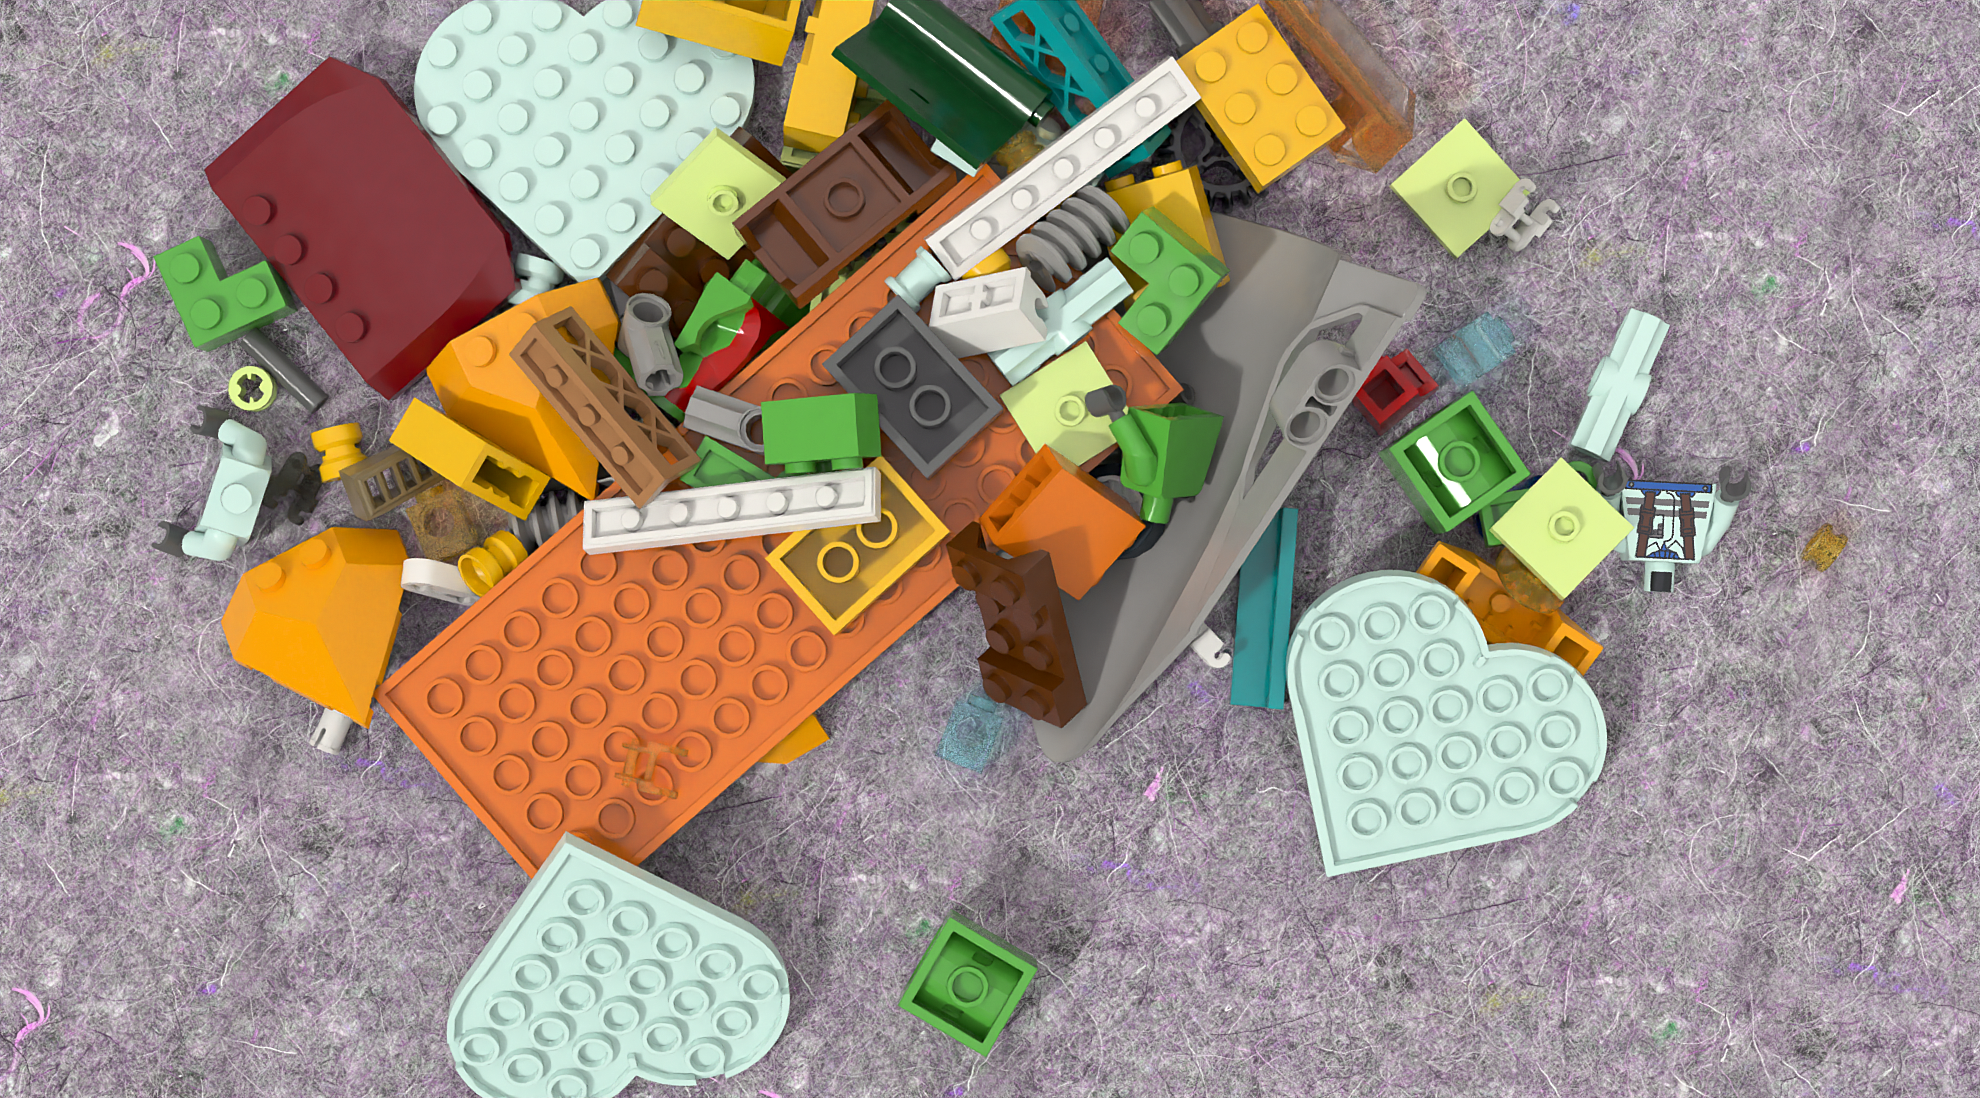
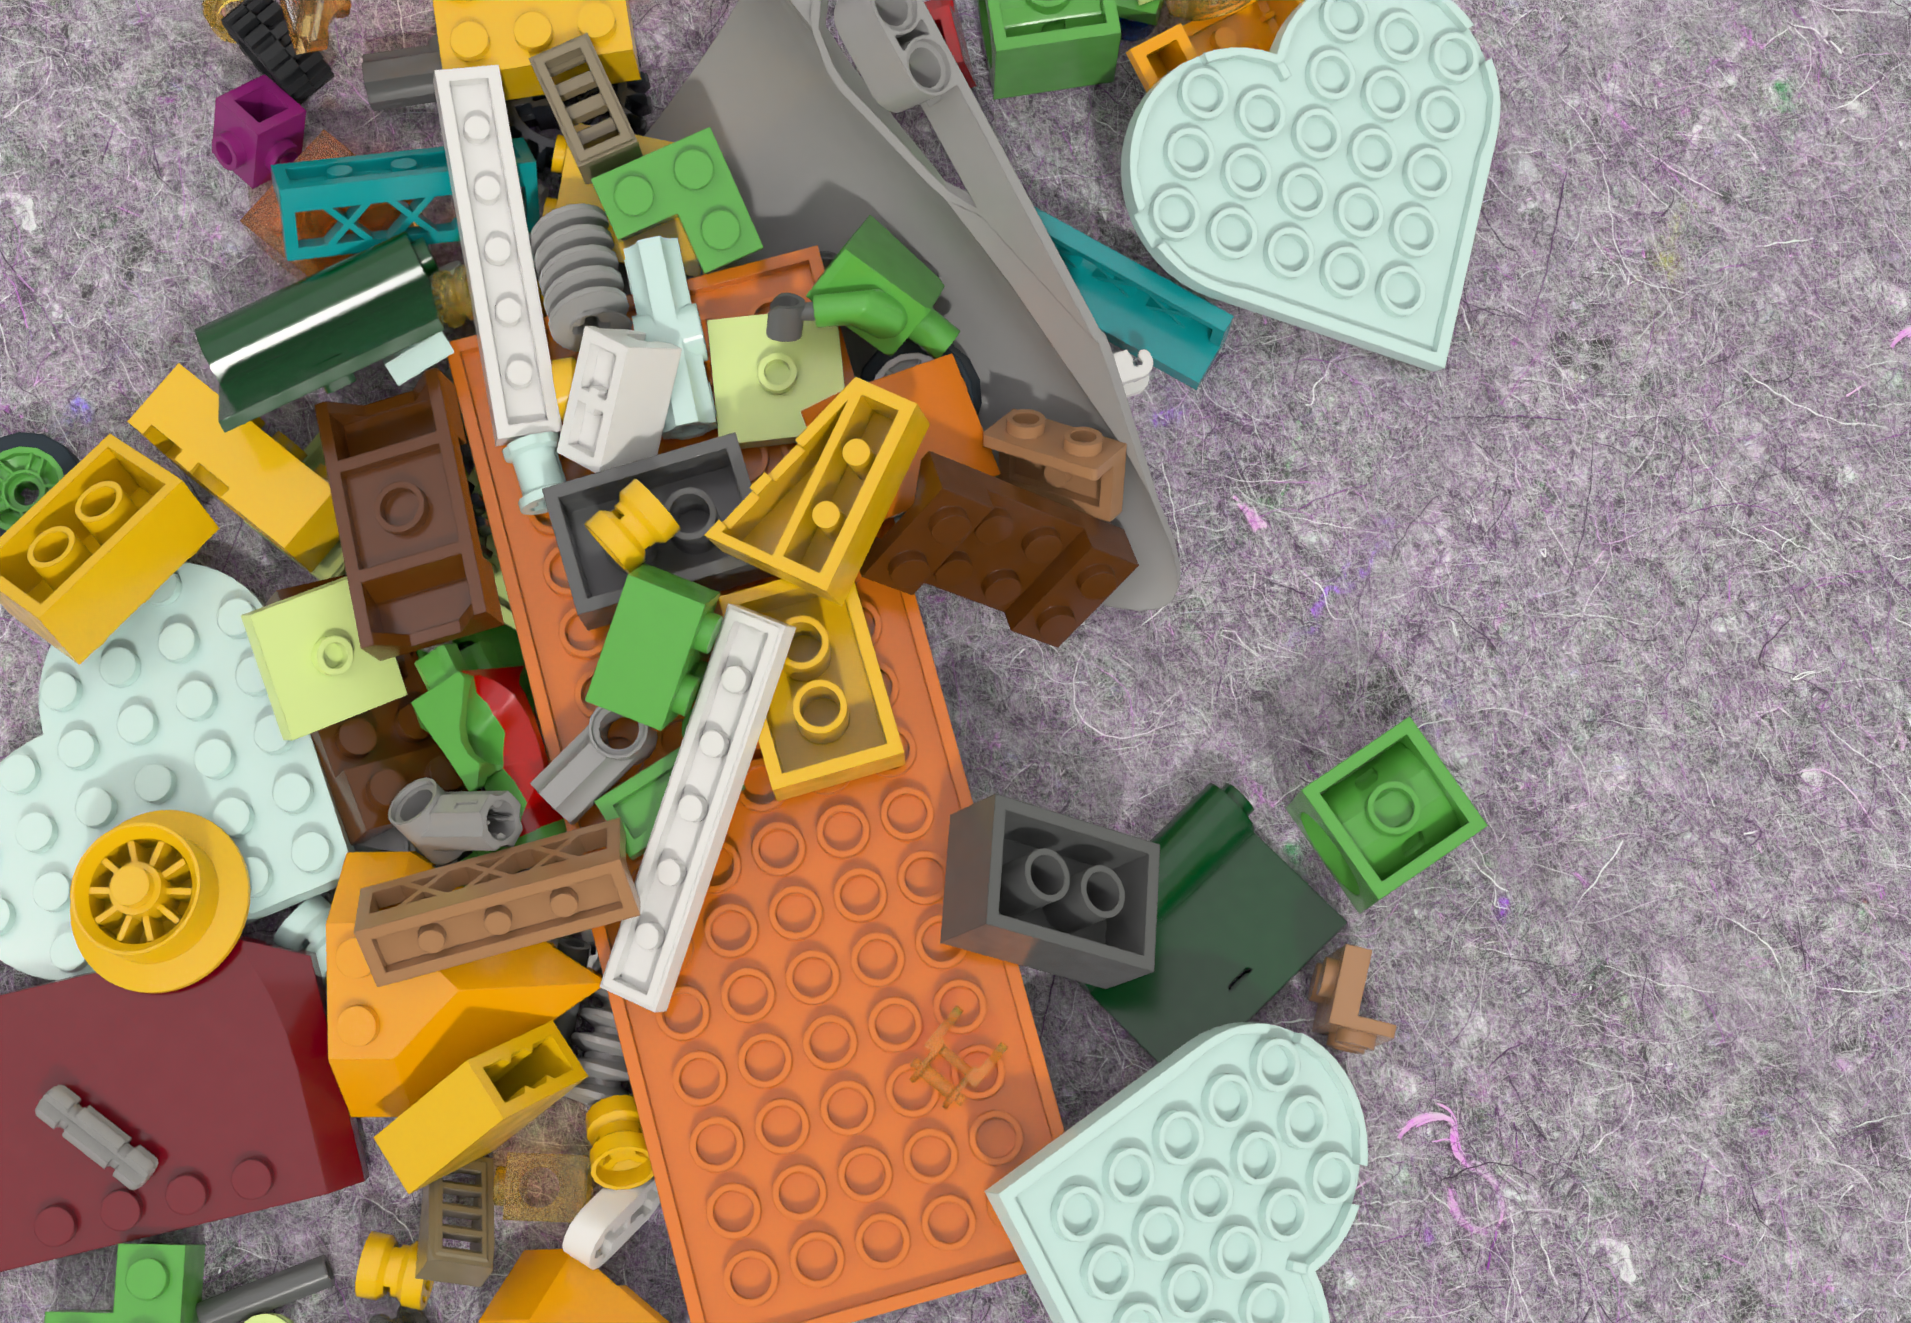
camera: 65 degrees left, 10 degrees down
(326, 210) = (96, 1137): none -> light grey axle
(503, 167) = (159, 901): none -> yellow piece
(794, 778) = (1050, 892): none -> dark grey brick
(832, 1004) = (1339, 991): none -> medium nougat bracket
(835, 877) = (1219, 912): none -> dark green door
(896, 373) = (632, 526): none -> yellow wheel
(970, 756) = (1097, 714): clear light blue brick -> none
(979, 500) = (829, 493): none -> yellow wedge
(1107, 637) = (1060, 462): none -> medium nougat bracket
(1169, 207) = (600, 145): none -> dark tan slope

